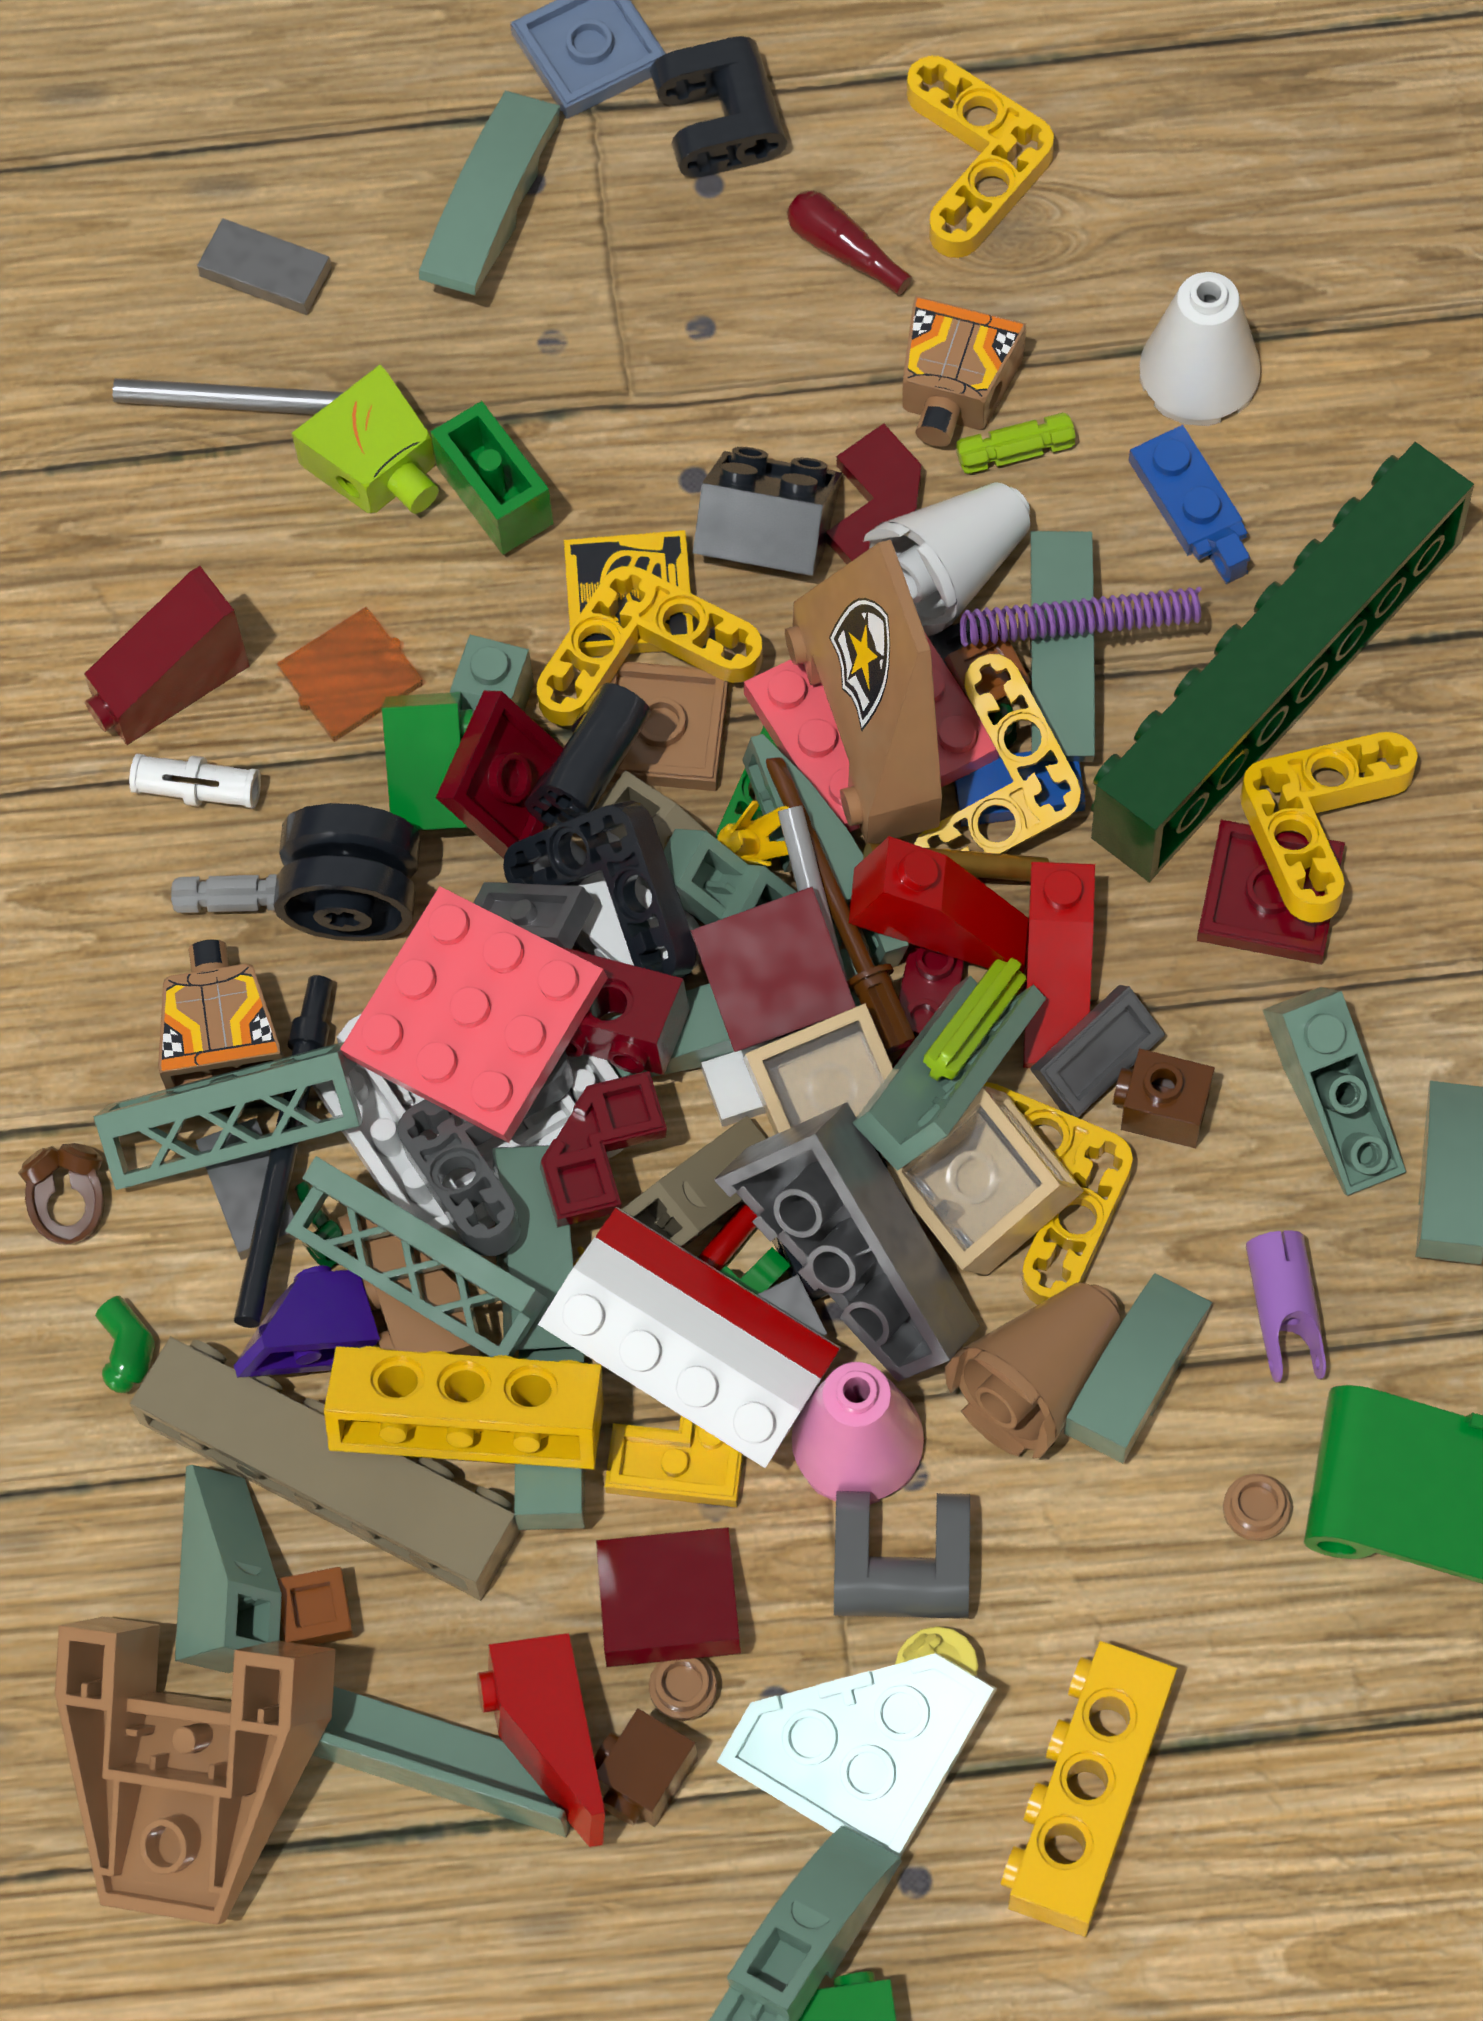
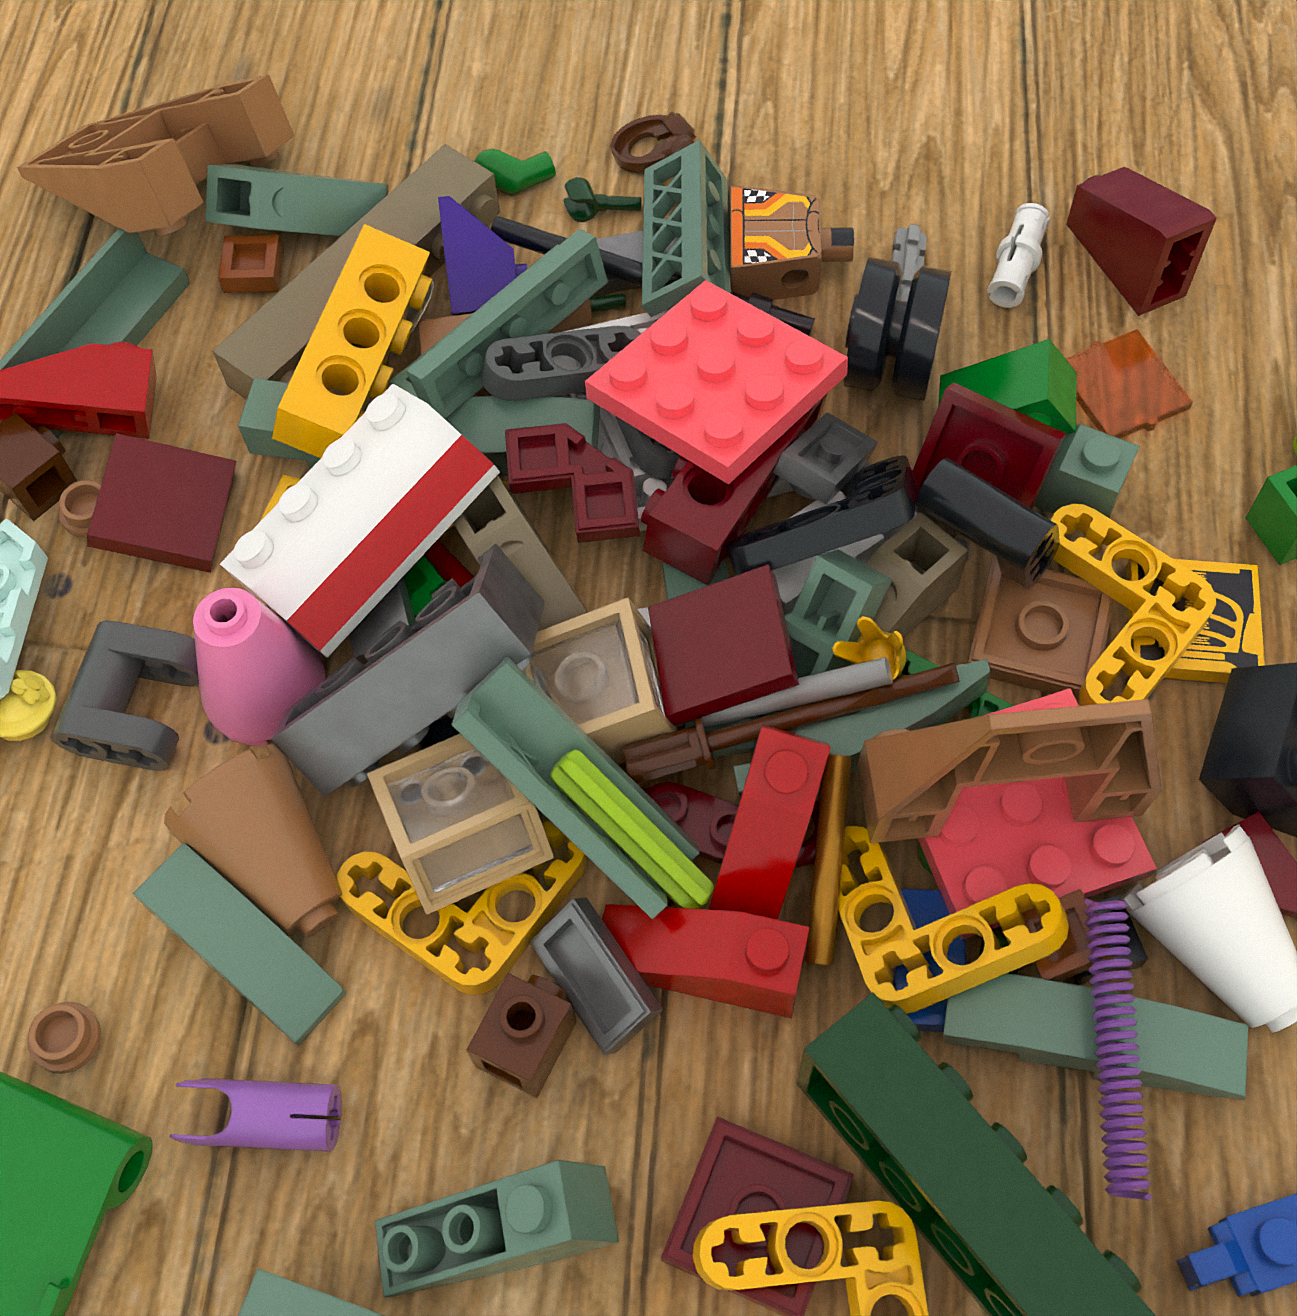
camera: 100 degrees right, 5 degrees down
(163, 1256) = (584, 204): none -> dark green hand

